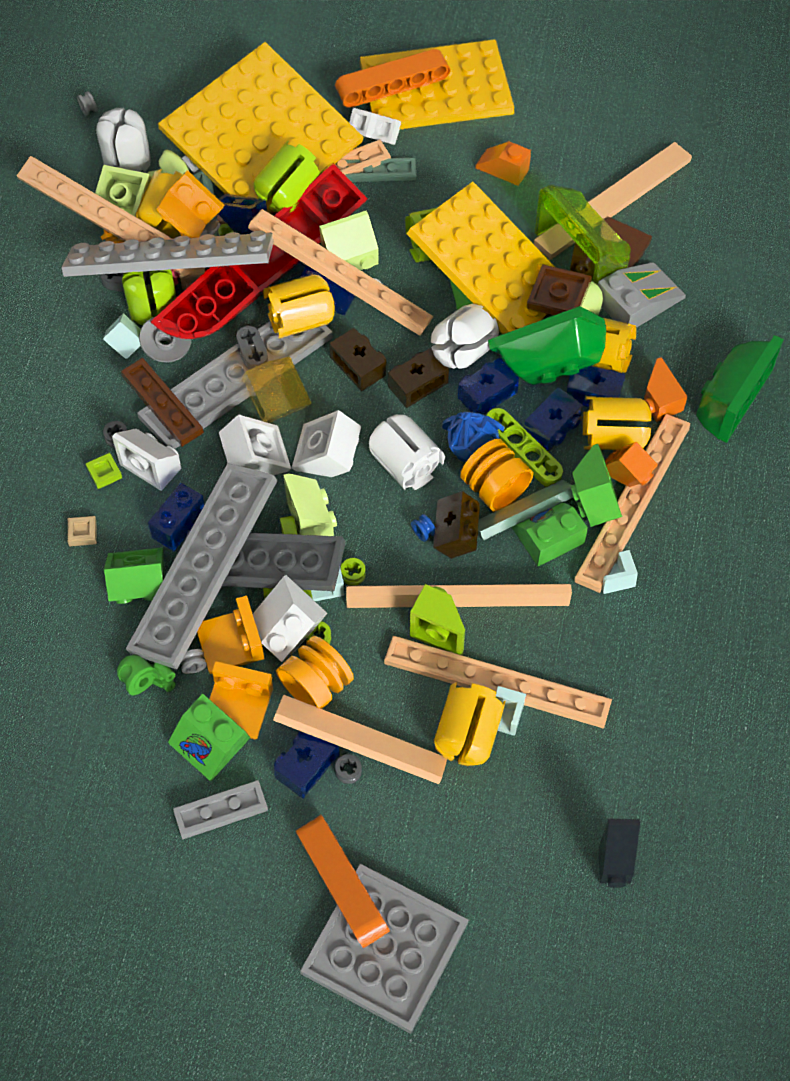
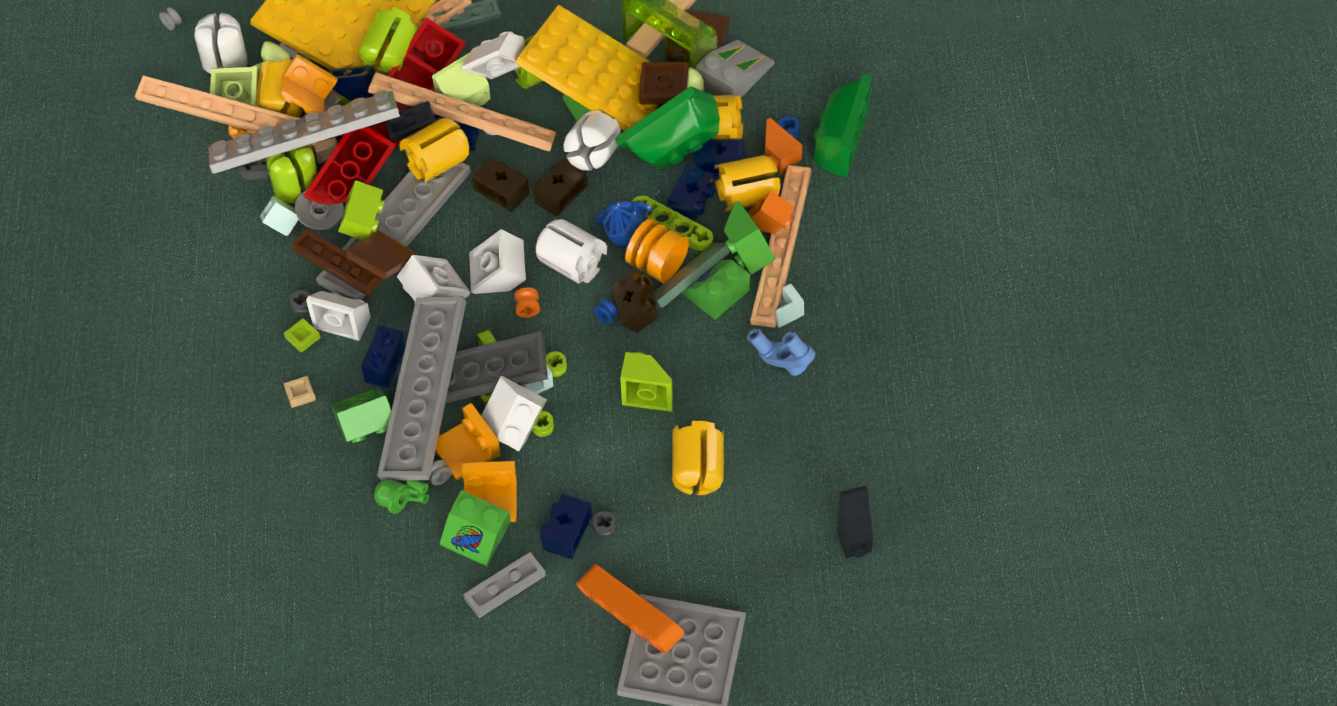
camera: 15 degrees left, 5 degrees down
(202, 353) = (360, 211): none -> lime brick
(207, 405) = (380, 254): none -> reddish brown tile
(247, 350) = (399, 200): dark grey beam -> none
(276, 389) = (435, 227): clear yellow slope -> none
(282, 269) = (410, 121): none -> black plate
(308, 506) = (497, 316): yellowish green slope -> none
(315, 673) = (551, 452): light orange wheel -> none
(344, 496) = (527, 302): none -> orange wheel
(360, 739) = (608, 494): light nougat tile -> none
(389, 220) = (495, 56): none -> white slope
(462, 595) = (665, 356): light nougat tile -> none
(464, 670) = (731, 421): light nougat tile -> none
(488, 387) = (625, 179): clear blue brick -> none
(512, 709) = (731, 439): light aqua panel -> none
(598, 627) = (789, 354): none -> medium blue connector
(681, 365) = (791, 121): none -> blue bush

